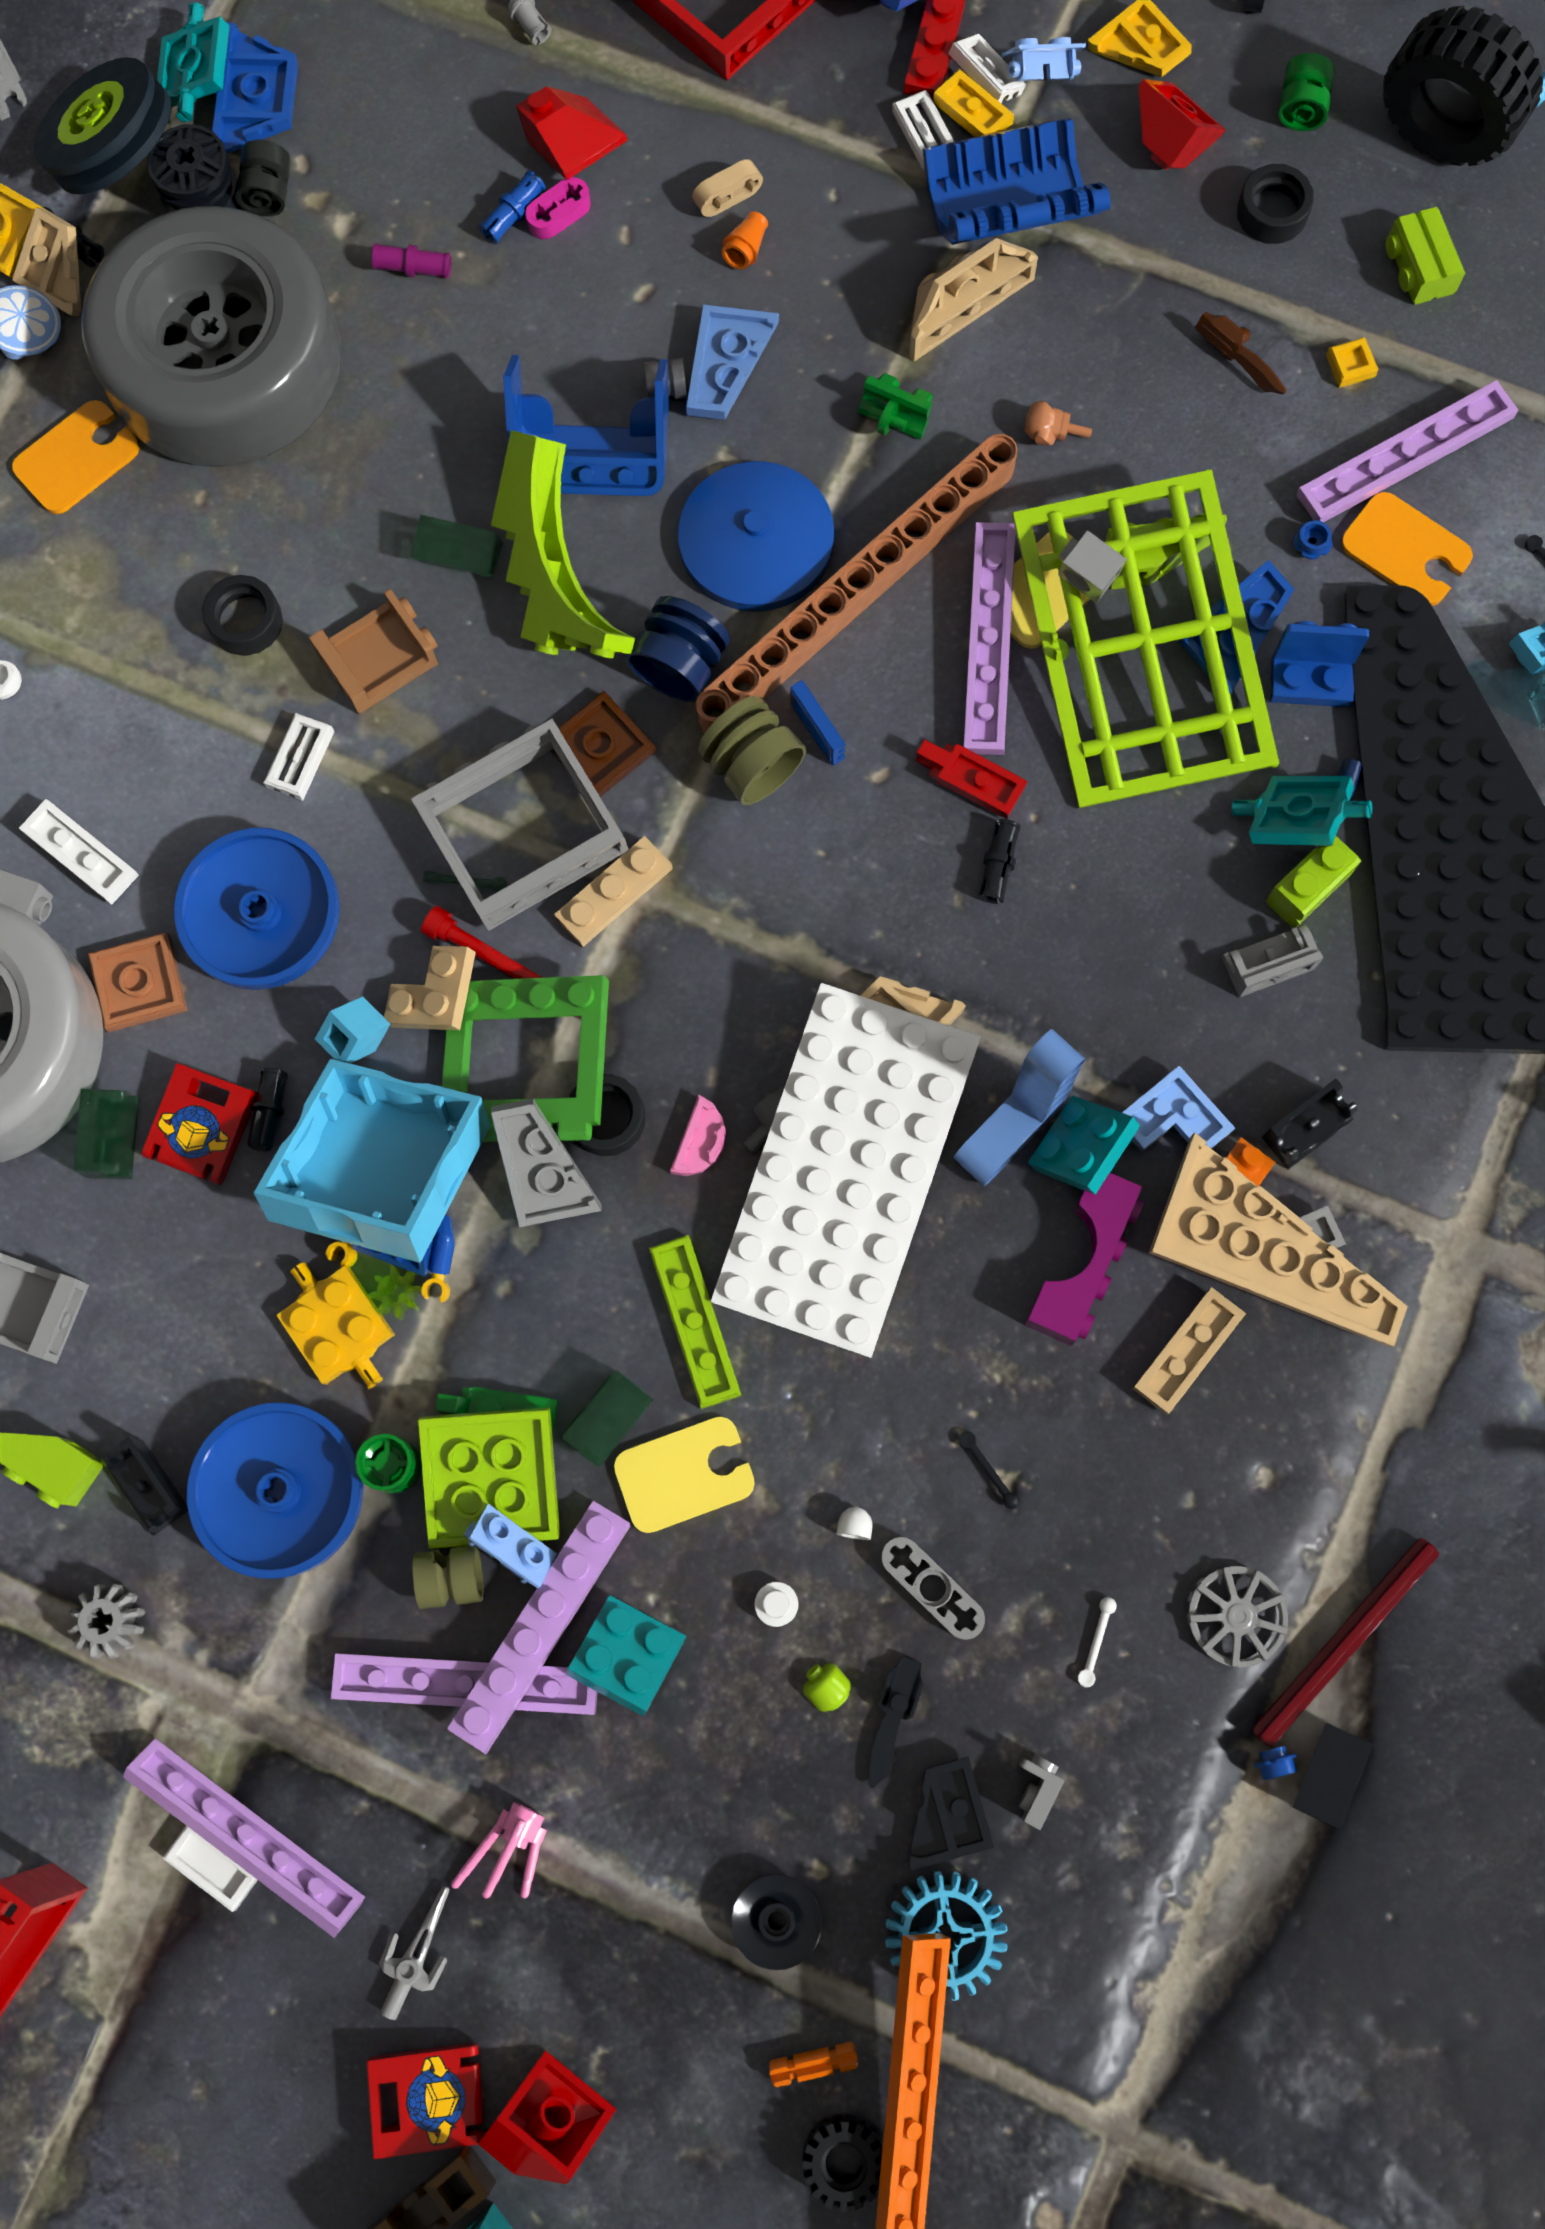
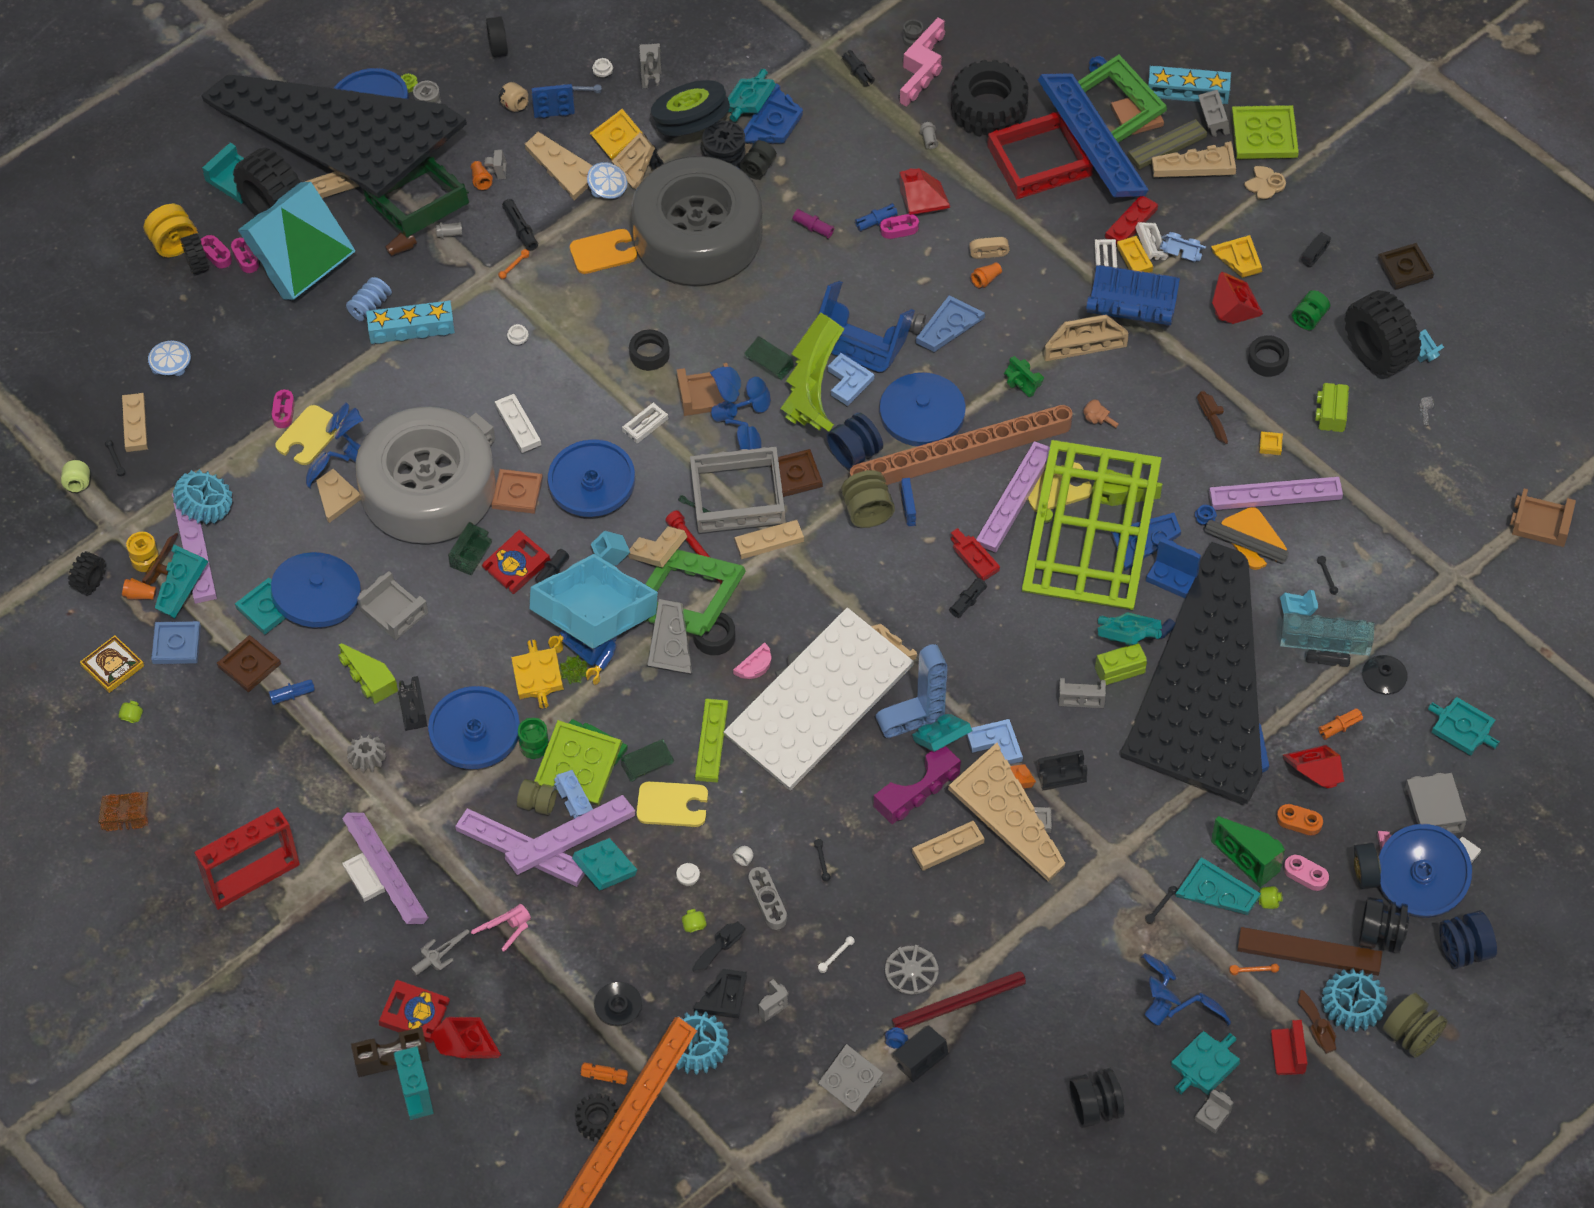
camera: 20 degrees right, 20 degrees down
(420, 643) = (728, 386): none -> blue plant
(615, 523) = (853, 378): none -> light blue plate
(1090, 565) = (1076, 476): light grey brick -> none
(1239, 1880) = (851, 1078): none -> light grey hinge
(1405, 561) = (1247, 541): none -> dark grey axle

